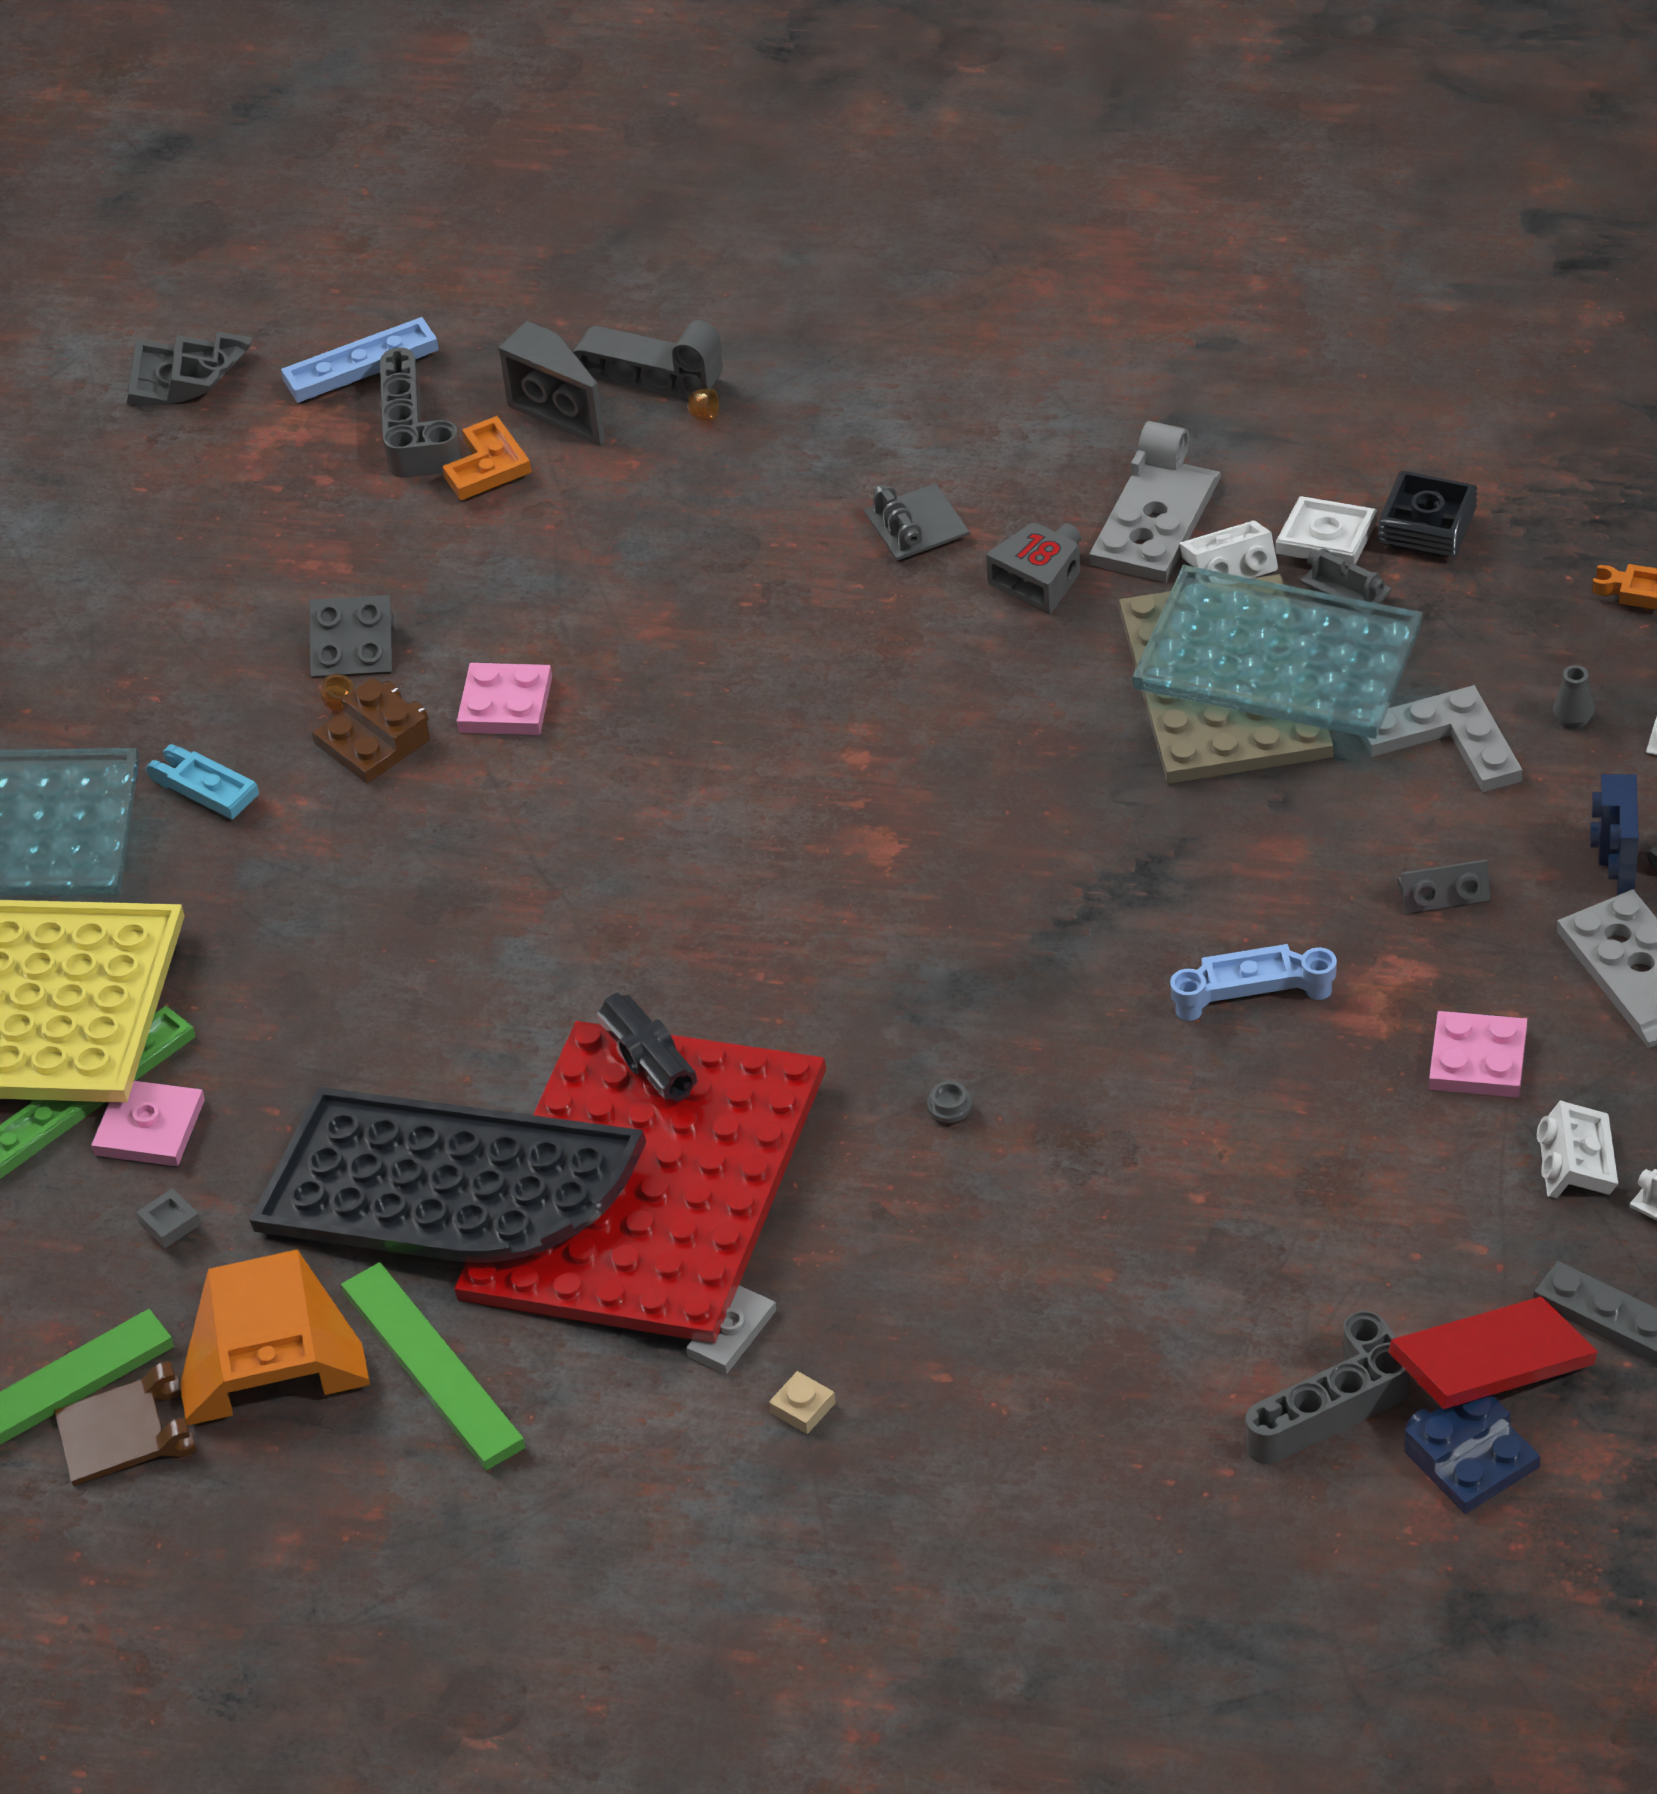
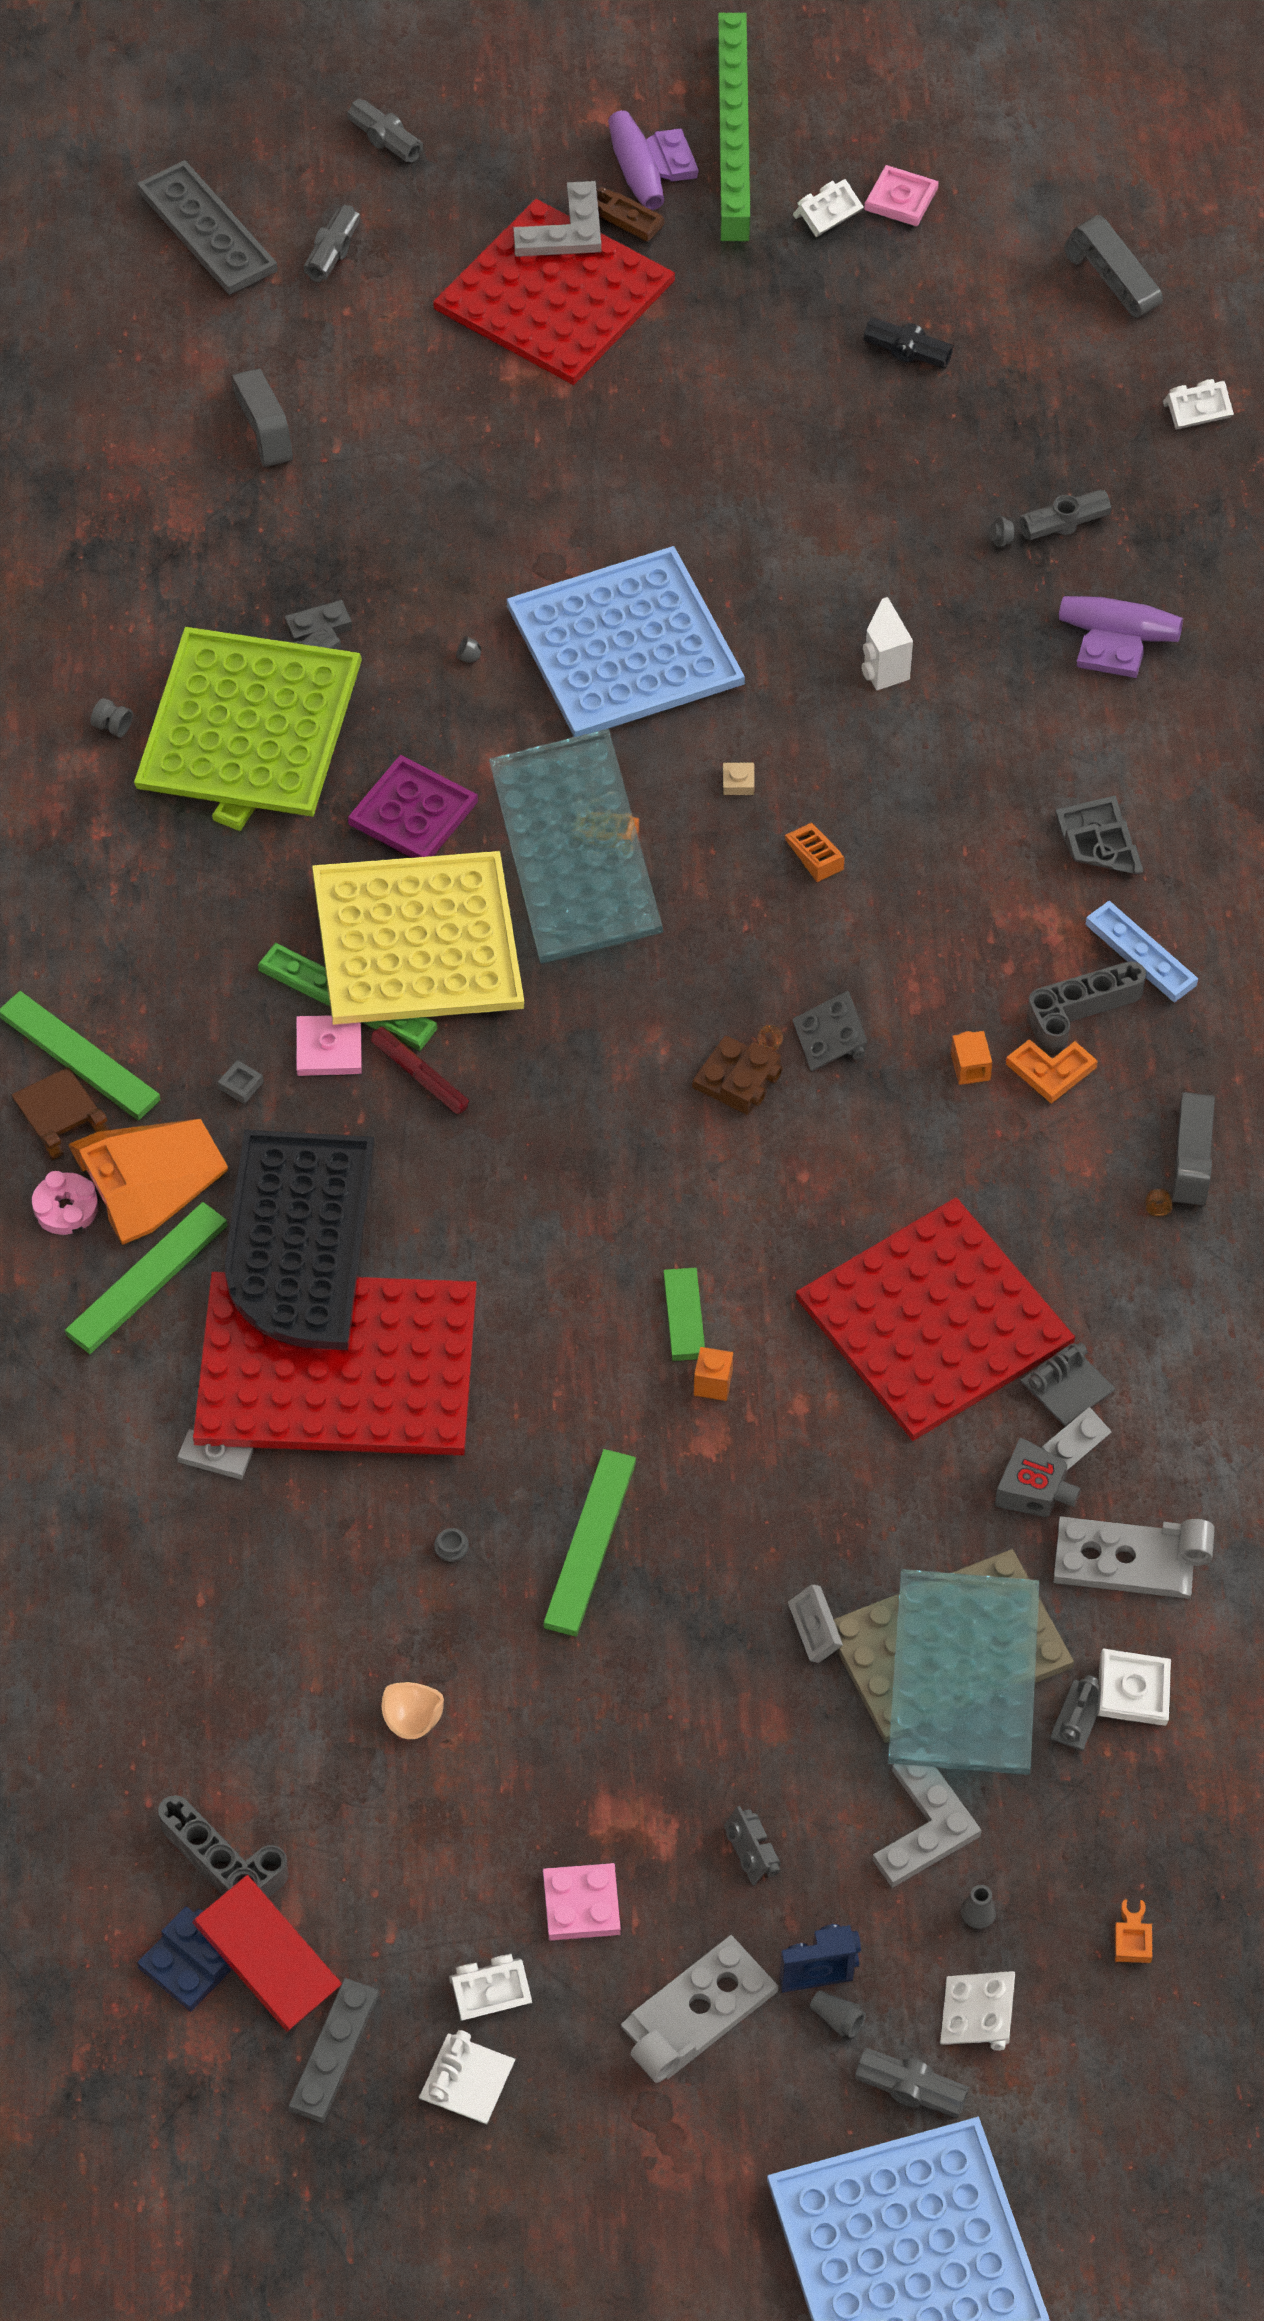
camera: 70 degrees right, 10 degrees up
(90, 607) = (818, 869): none -> orange slope
(204, 781) = (658, 982): medium azure hinge -> none
(230, 1033) = (420, 1070): none -> dark red axle
(272, 1418) = (71, 1217): none -> bright pink plate
(443, 521) = (971, 1057): none -> orange brick
(504, 699) = (797, 1151): bright pink plate -> none
(550, 382) = (1139, 1084): dark grey slope -> none
(647, 1047) = (438, 1327): black piece -> none
(695, 835) = (684, 1313): none -> bright green tile
(784, 619) = (934, 1318): none -> red plate
(797, 813) = (713, 1373): none -> orange brick
(802, 1402) = (156, 1514): tan plate -> none
(987, 519) = (1078, 1437): none -> light grey plate
(988, 972) = (590, 1543): none -> bright green tile
(1167, 779) = (815, 1623): none -> light grey plate
(1183, 1162) = (411, 1709): none -> light nougat helmet
(1238, 550) = (1087, 1618): white bracket -> none
(1251, 974) = (621, 1719): light blue plate -> none
(1427, 514) = (1190, 1751): black brick -> none

